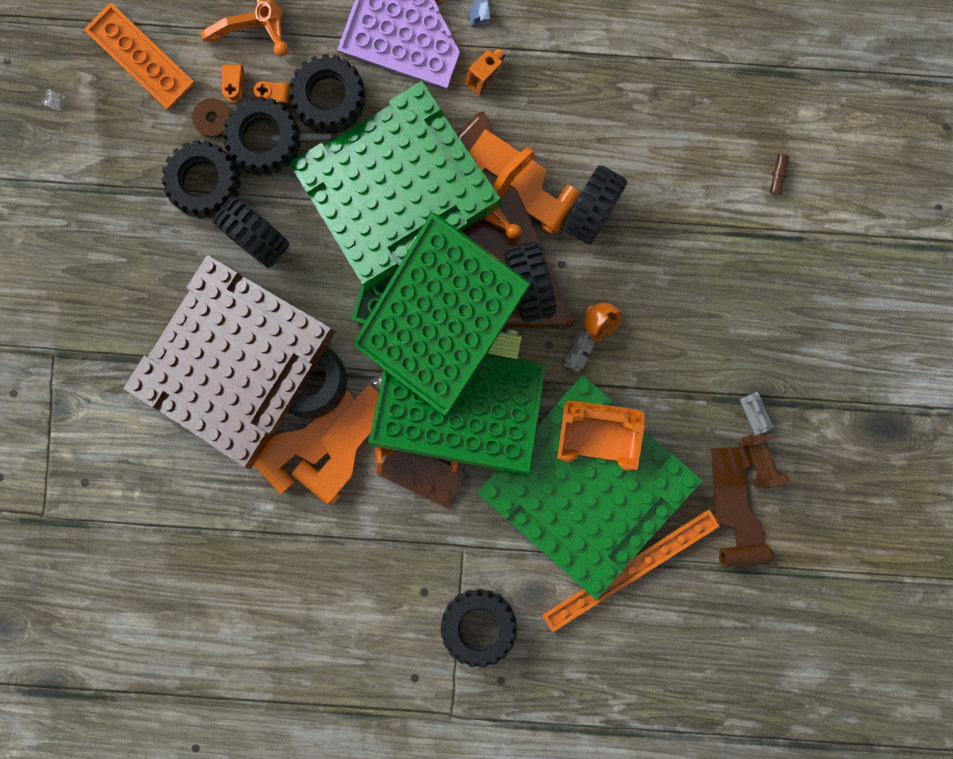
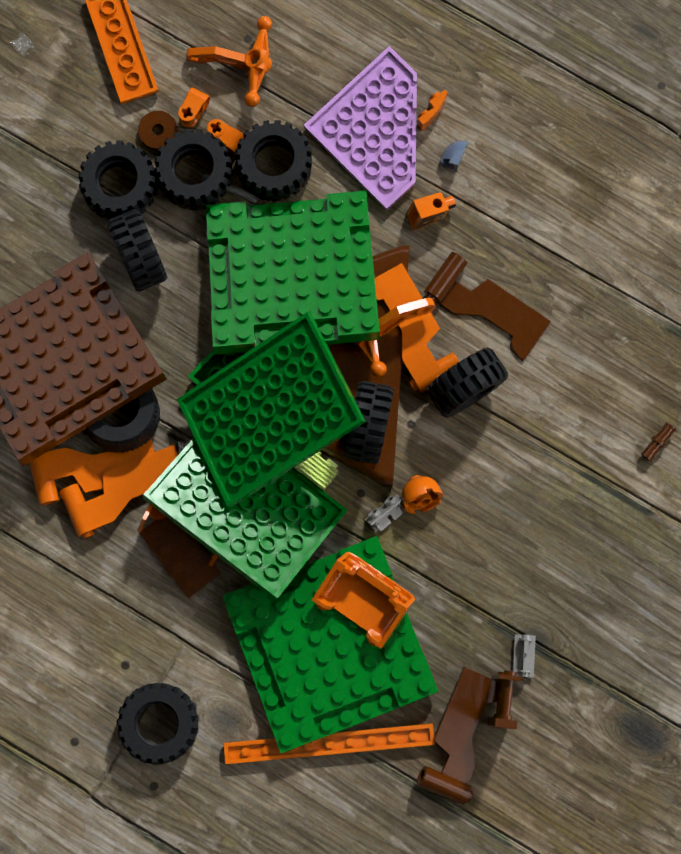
camera: 30 degrees right, 5 degrees down
(575, 125) = (489, 302): none -> reddish brown door

